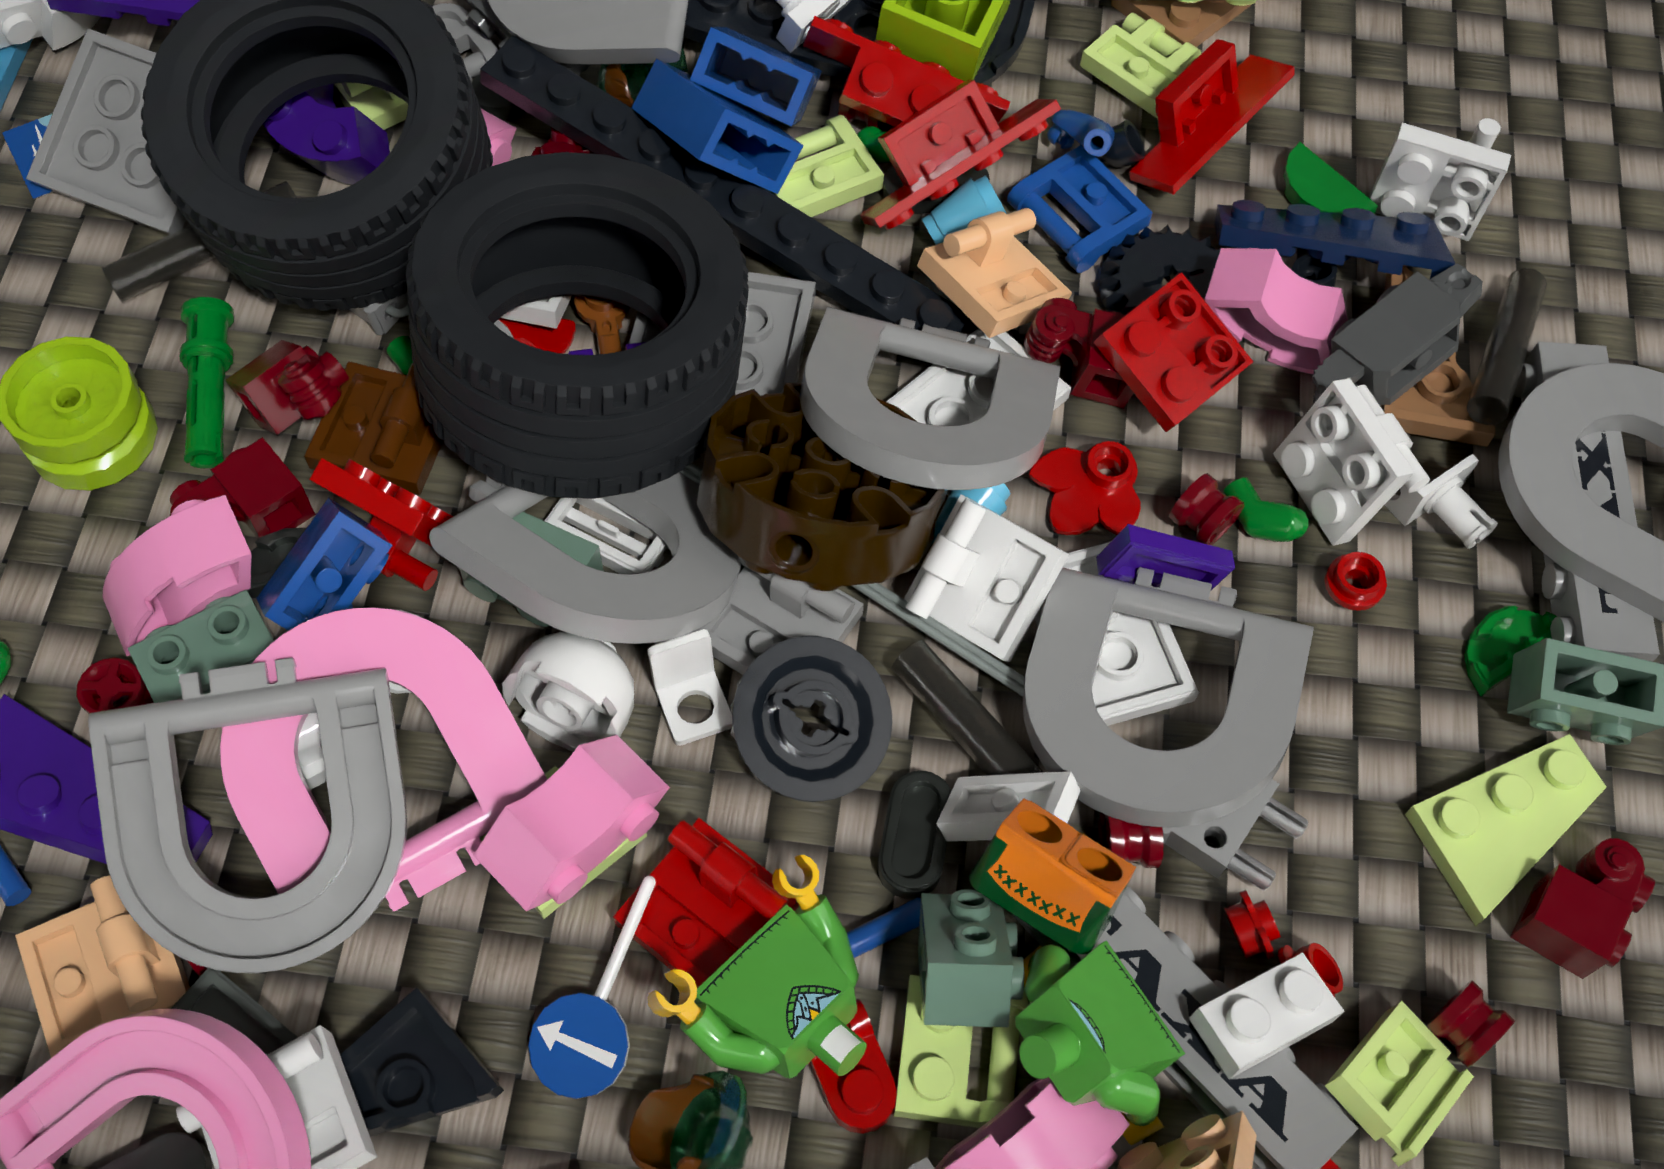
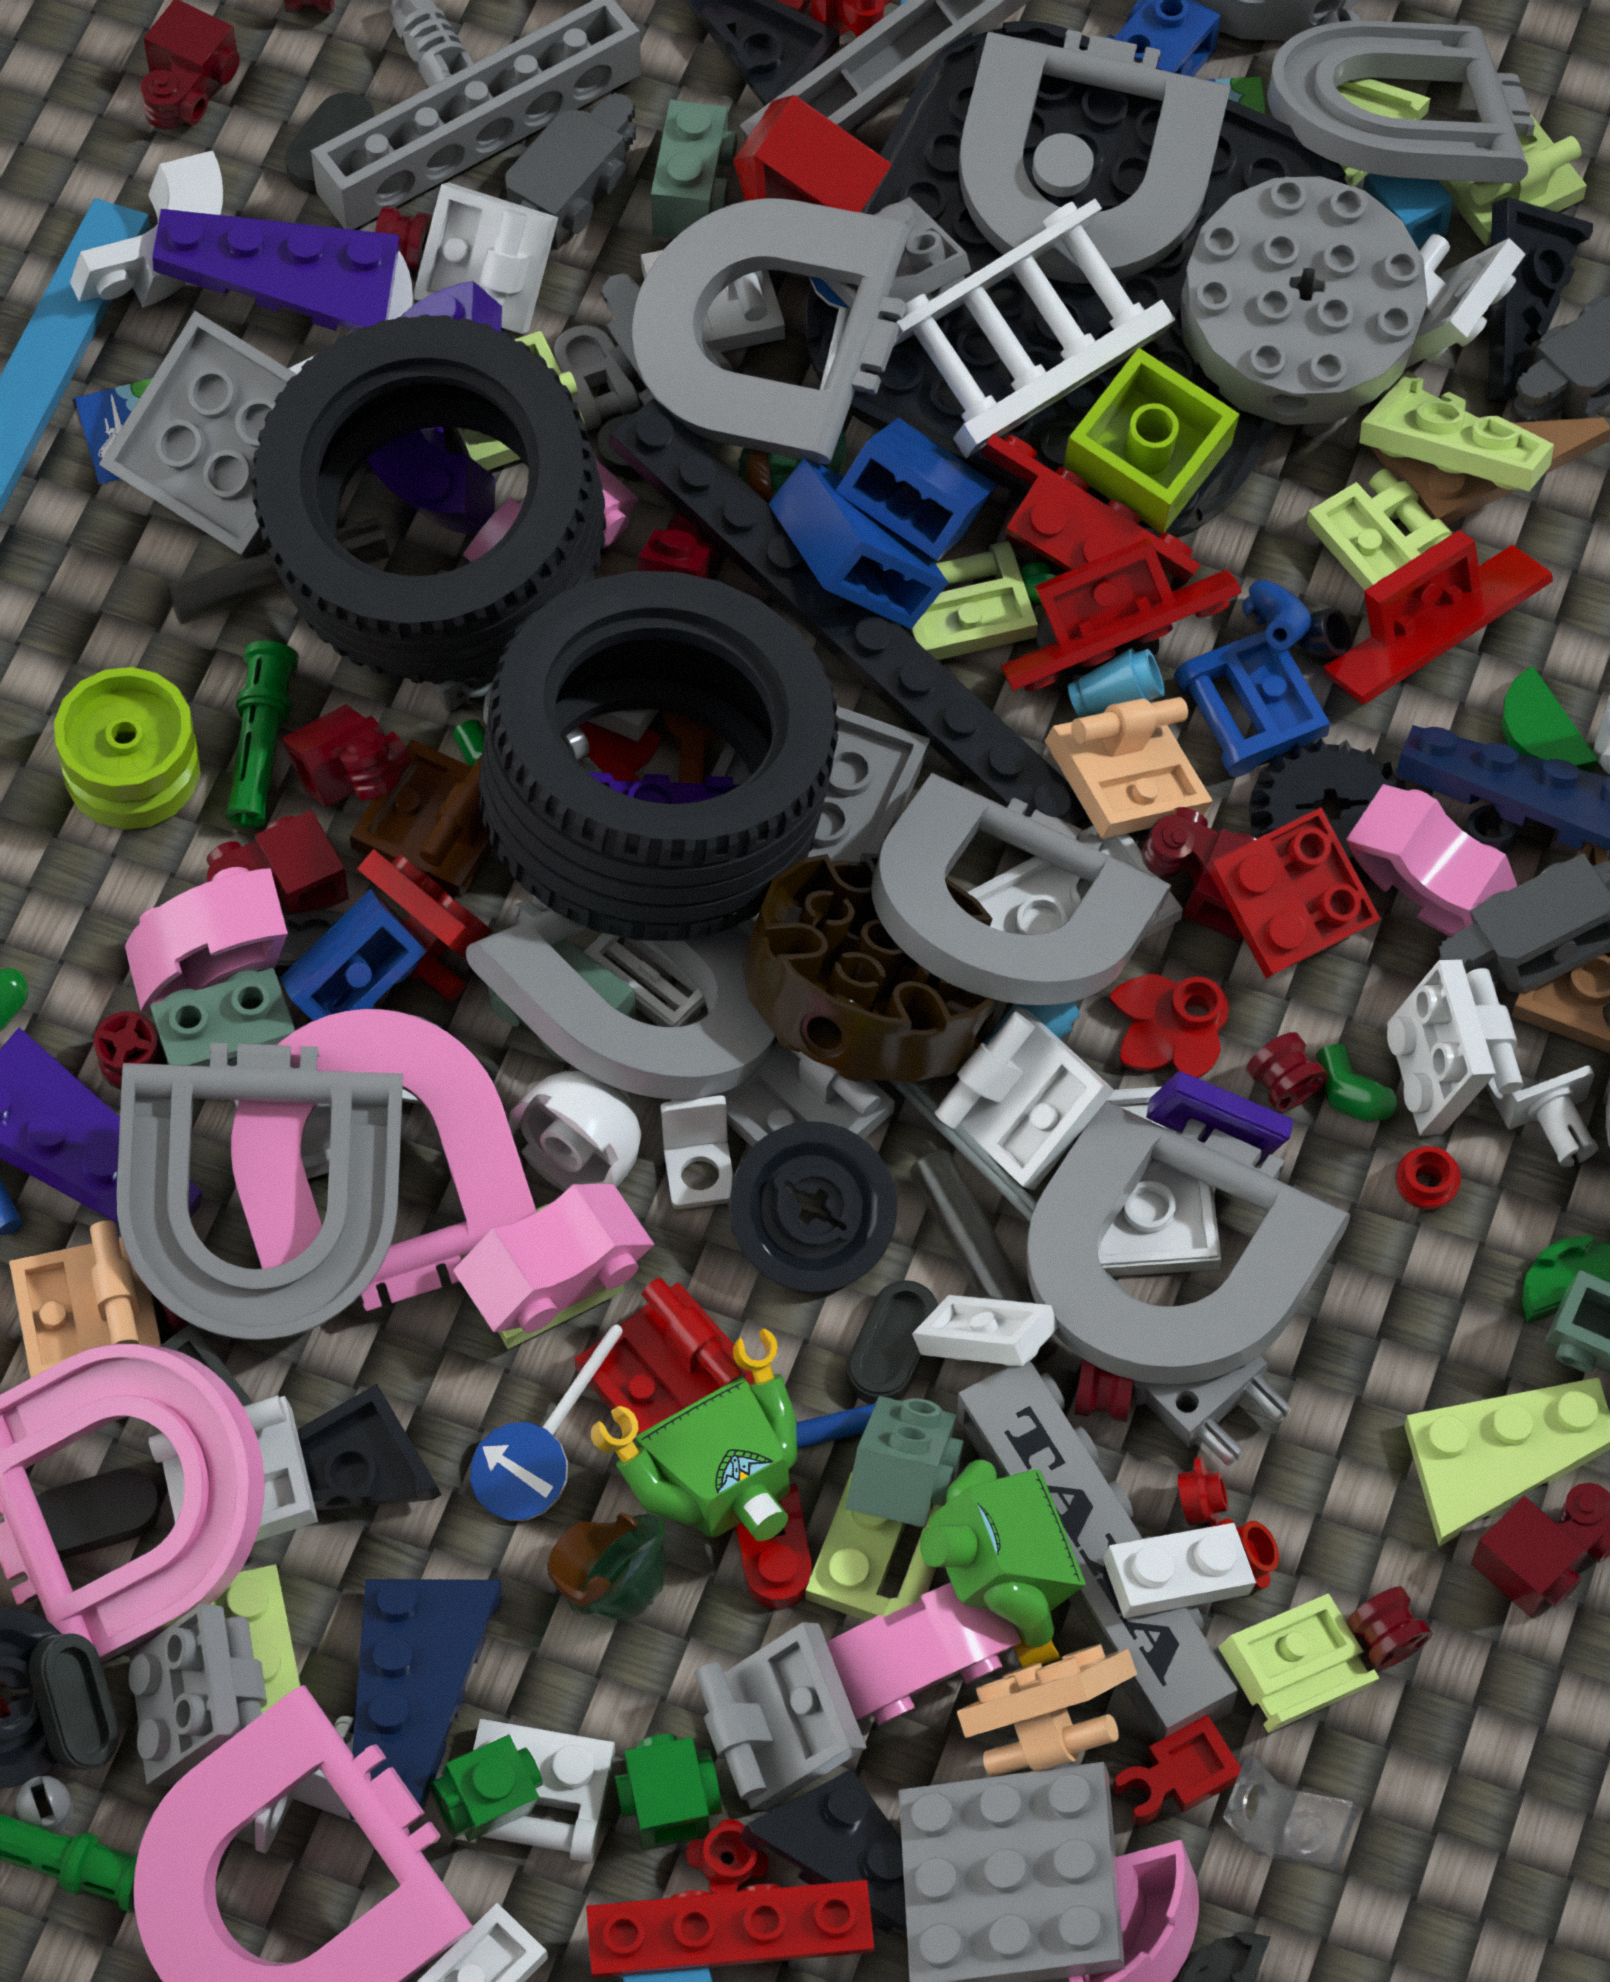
camera: 15 degrees right, 0 degrees up
(1052, 877) = (1001, 1398): orange piece -> none

